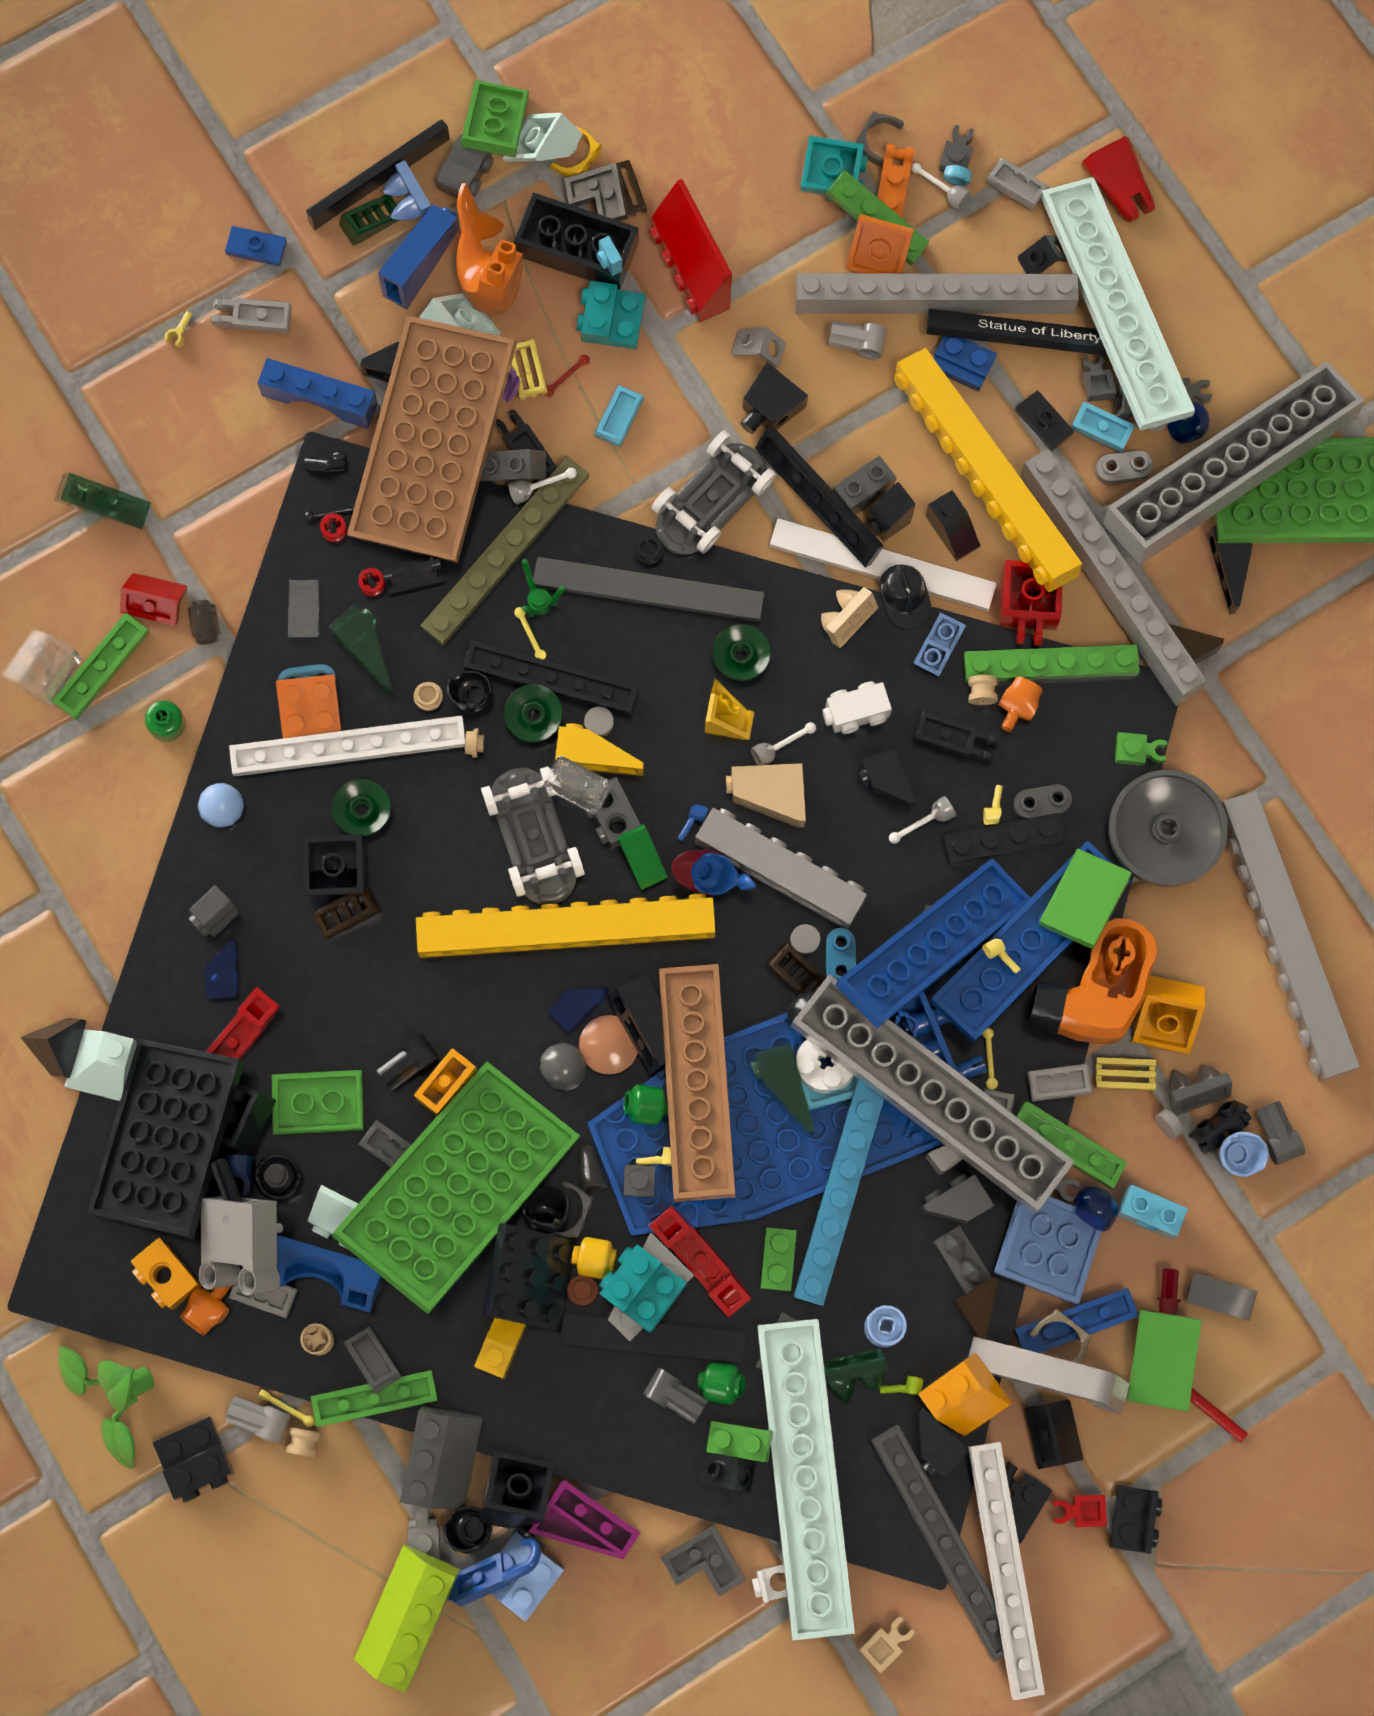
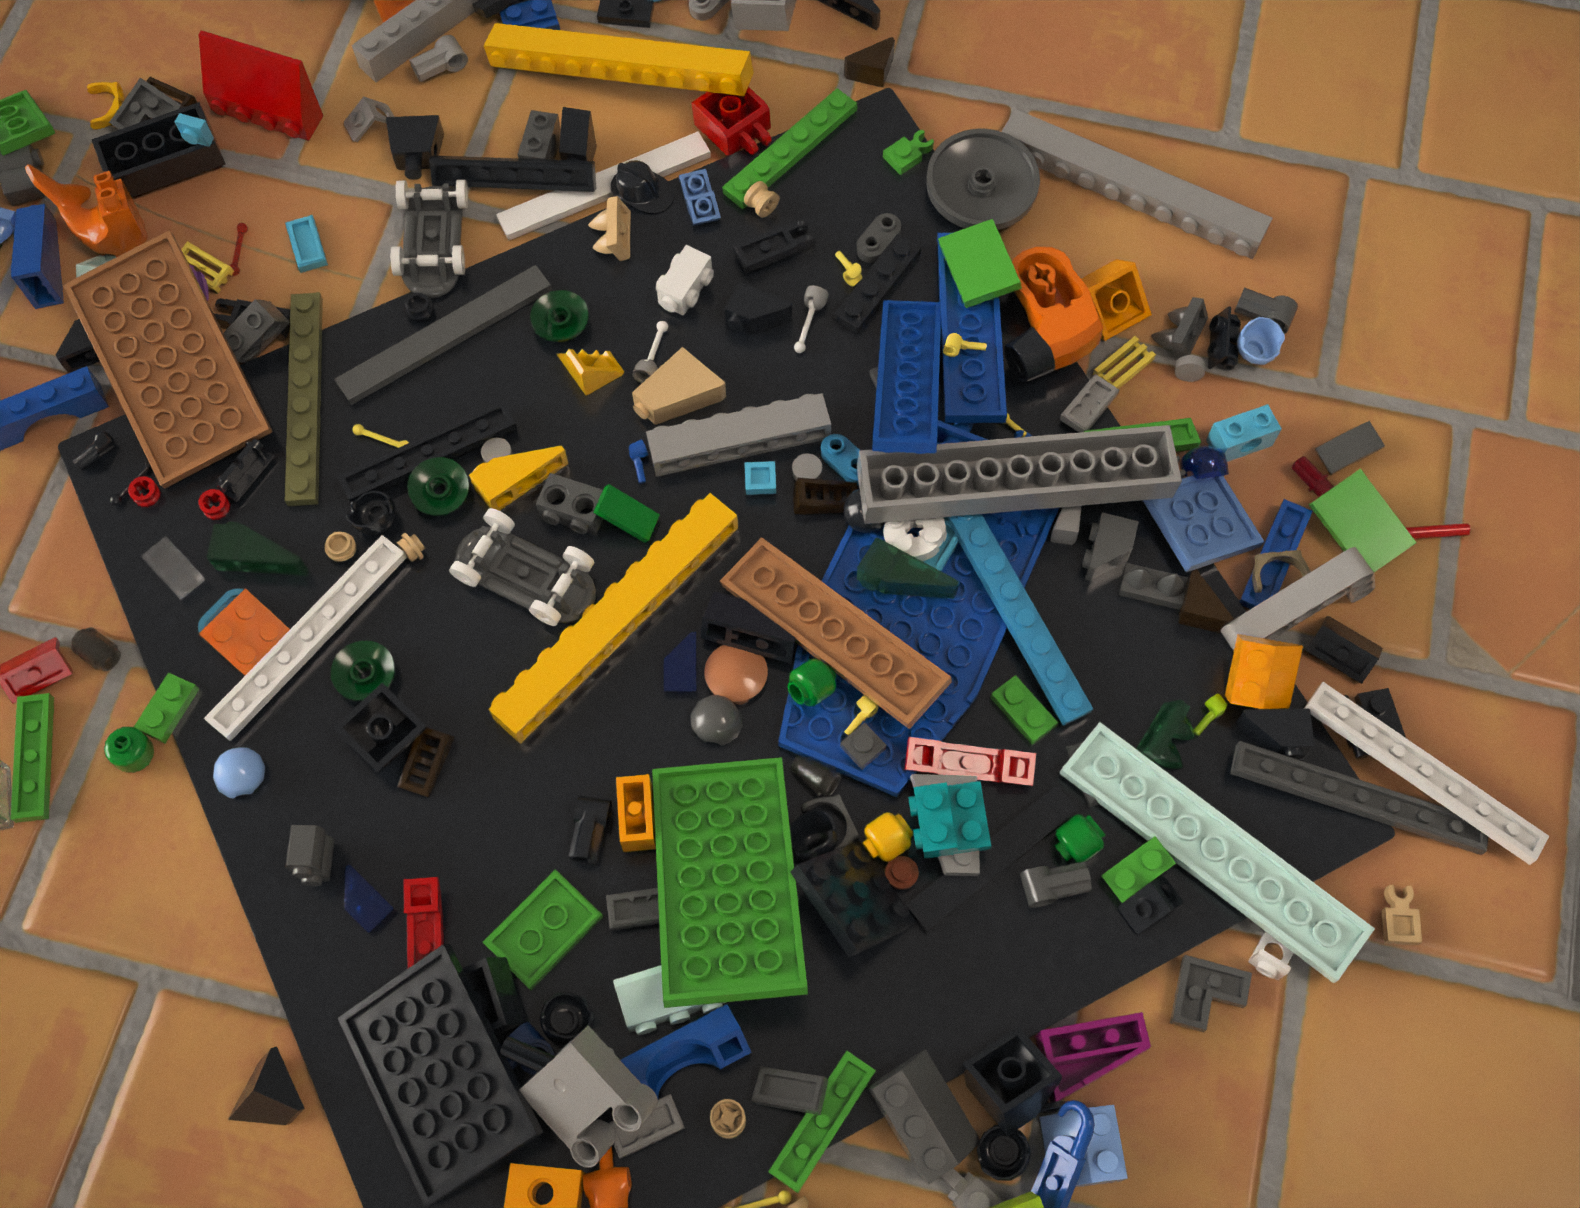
camera: 40 degrees left, 10 degrees down
(102, 1064) = (323, 1069): light aqua slope -> none
(213, 712) = (166, 707): none -> bright green plate
(499, 1347) = (883, 978): yellow slope -> none
(522, 490) = (278, 343): hinge -> none
(538, 599) = (364, 405): green plant -> none
(546, 138) = (69, 107): light aqua slope -> none
(577, 784) = (525, 495): clear brick -> none
(611, 315) = (234, 183): teal plate -> none
(709, 873) = (691, 478): blue hair -> none
(763, 916) = (760, 478): none -> medium azure plate
(885, 1326) = (1153, 680): light blue wheel -> none
(953, 525) = (628, 118): black slope -> none
(1020, 701) = (795, 186): orange piece -> none
(1086, 1511) = (1425, 681): red plate -> none
(1113, 578) = (797, 63): light grey brick -> none
(1135, 1519) = (1464, 652): black bracket -> none

